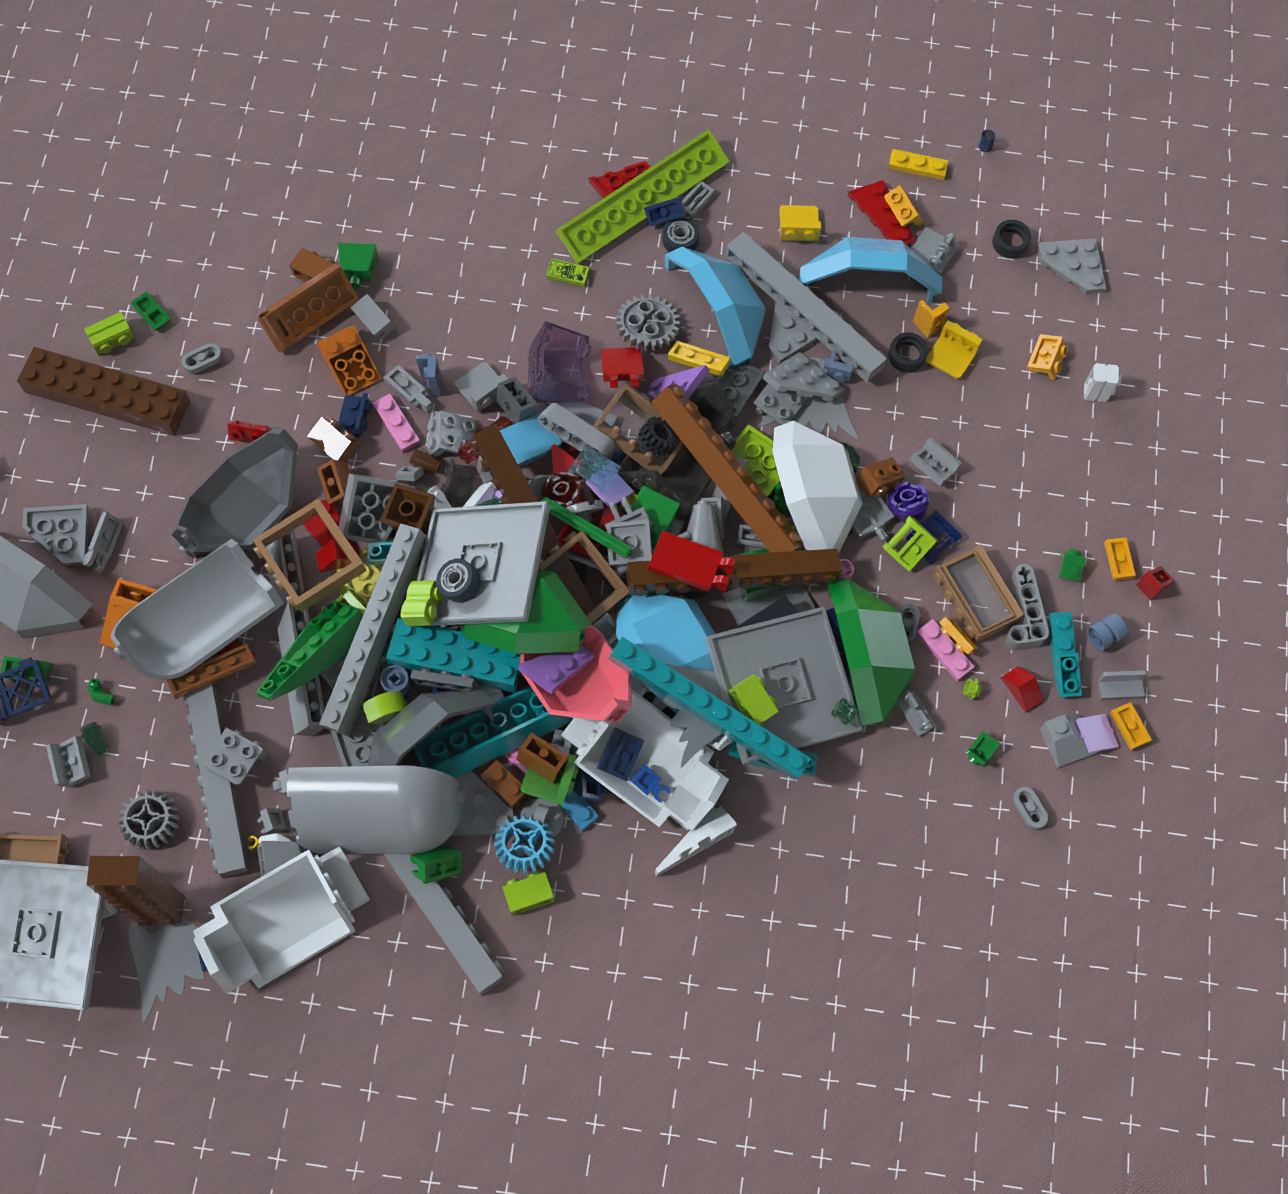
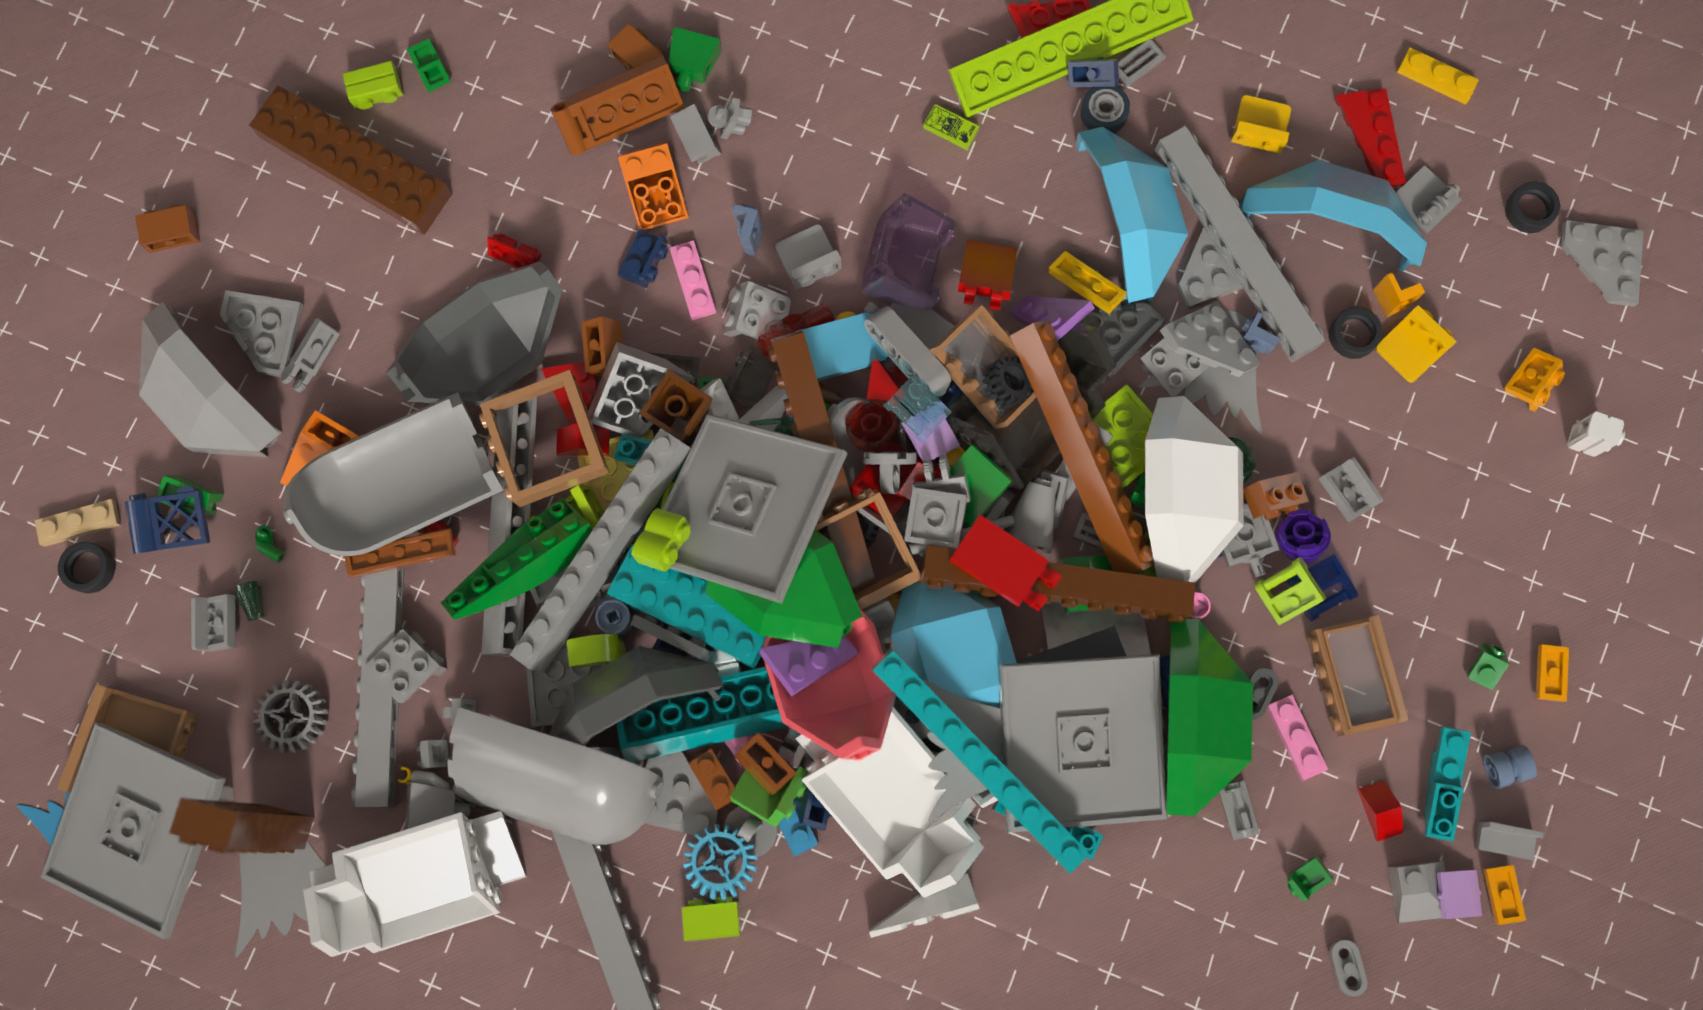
camera: 20 degrees right, 10 degrees up
(201, 357) = (477, 140): light grey plate -> none
(333, 439) = (610, 287): brick -> none
(398, 299) = (732, 118): none -> light grey hips
(408, 388) = (717, 238): light grey hinge -> none
(409, 473) = (693, 352): light grey tile -> none
(423, 459) = (715, 339): reddish brown cone -> none
(437, 863) = (611, 860): green hinge -> none
(457, 570) = (722, 531): wheel -> none
(515, 400) = (843, 289): dark grey brick -> none
(588, 529) = (886, 487): green axle -> none
(620, 754) = (860, 783): dark blue plate -> none
(648, 781) = (886, 822): blue plate -> none
(655, 328) = (1018, 202): light grey gear -> none
(753, 699) = (1038, 760): lime brick -> none
(844, 711) = (1148, 794): clear green wheel -> none
(903, 207) = (1402, 133): light orange bracket -> none
(963, 643) = (1322, 732): light orange plate -> none
(972, 688) = (1317, 796): lime plate -> none
(984, 140) = (1540, 56): dark blue piece -> none
(1032, 605) = (1426, 708): light grey beam -> none
(1155, 582) = (1590, 715): red slope -> none

